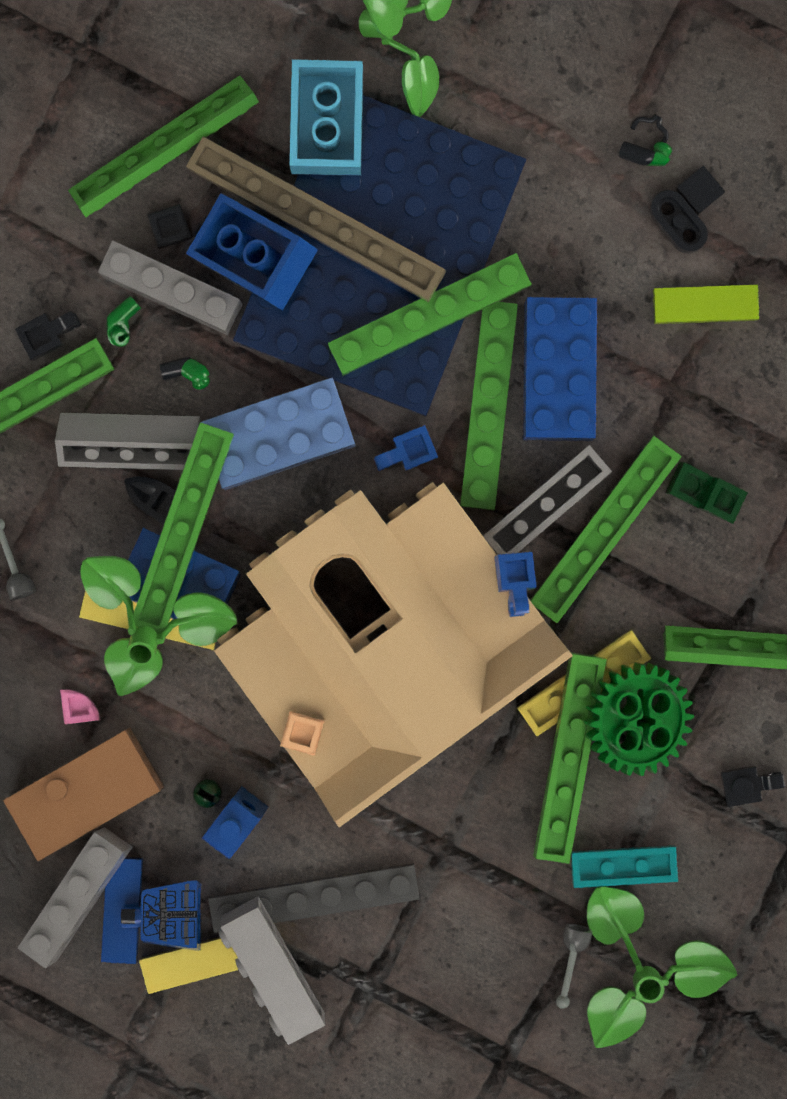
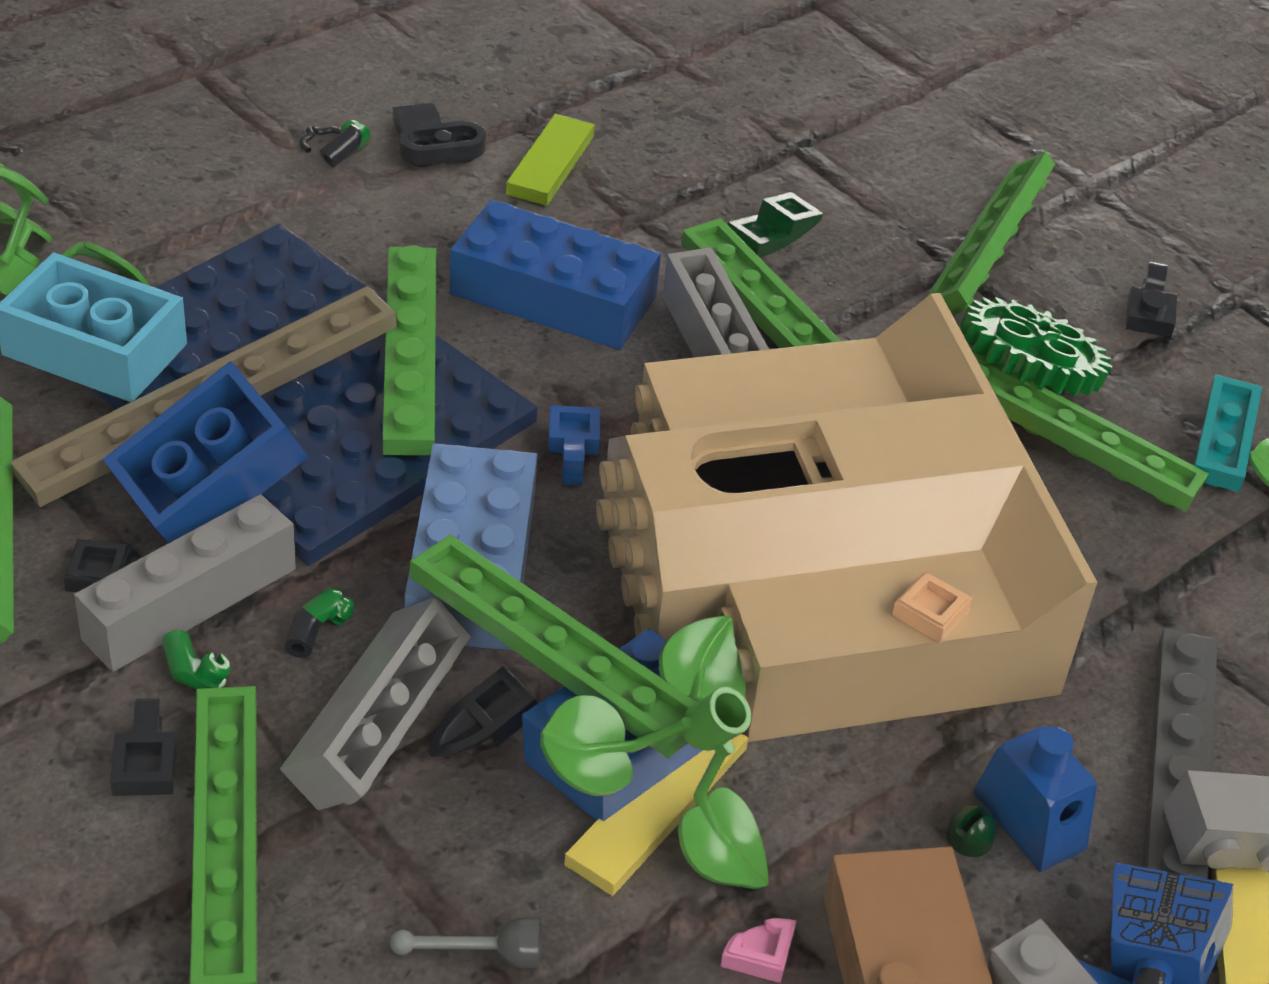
camera: 70 degrees left, 45 degrees down
(488, 406) = (538, 348): bright green plate -> none
(517, 575) = (809, 328): blue plate -> none

